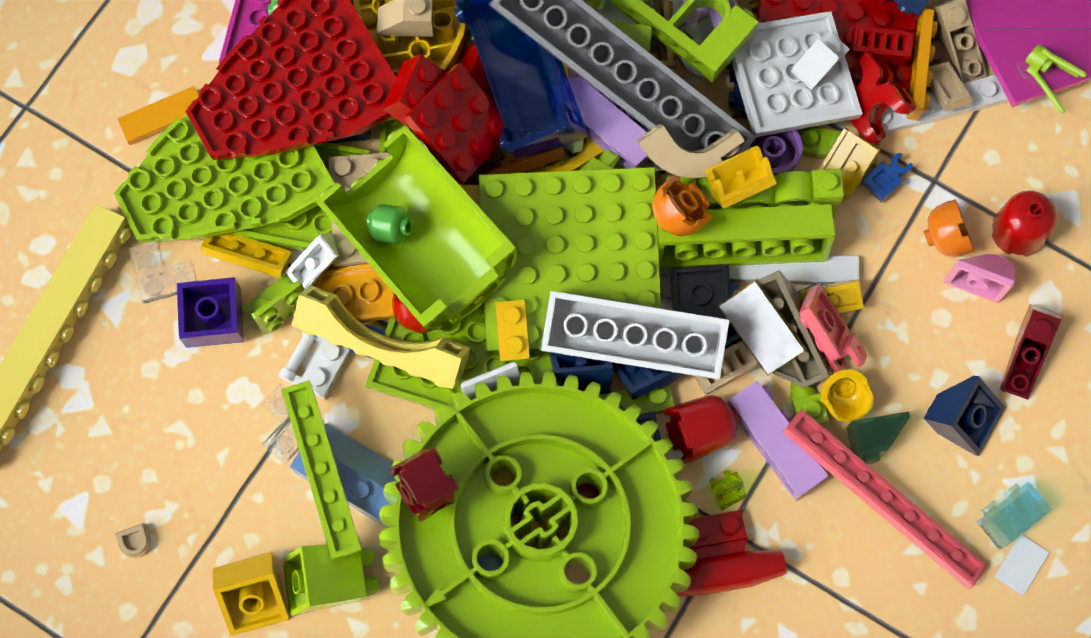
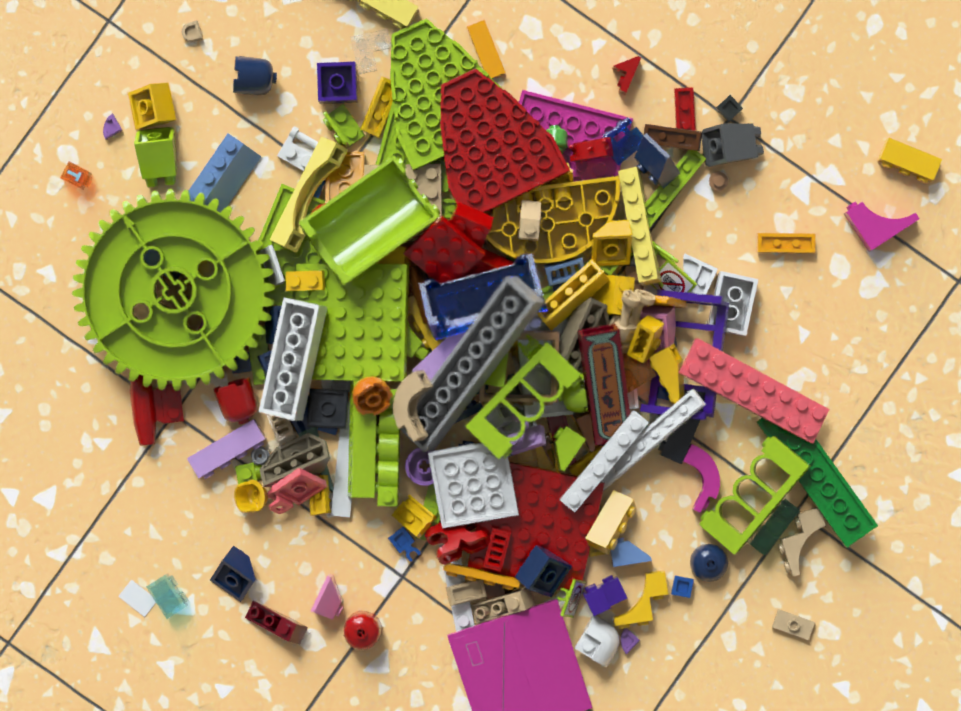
camera: 95 degrees right, 15 degrees up
(200, 438) = (254, 76): none -> dark blue cylinder
(282, 440) = (261, 138): clear plate -> none
(314, 260) = (365, 152): white slope -> none
(321, 470) = (220, 153): lime plate -> none
(389, 223) = (378, 203): bright green head -> none
(424, 483) = (194, 218): dark red brick -> none
(728, 490) = (196, 414): clear neon green tile -> none
(740, 177) = (389, 436): yellow hinge -> none
(762, 327) = (297, 445): flat silver piece -> none
(788, 389) = (265, 455): none -> light grey plate
(819, 59) = (479, 502): white slope -> none
(875, 435) = (225, 513): clear green slope -> none
(885, 499) = (182, 513): coral tile -> none
(948, 230) = (361, 579): orange cylinder -> none
(1042, 60) = (476, 658): lime plant -> none

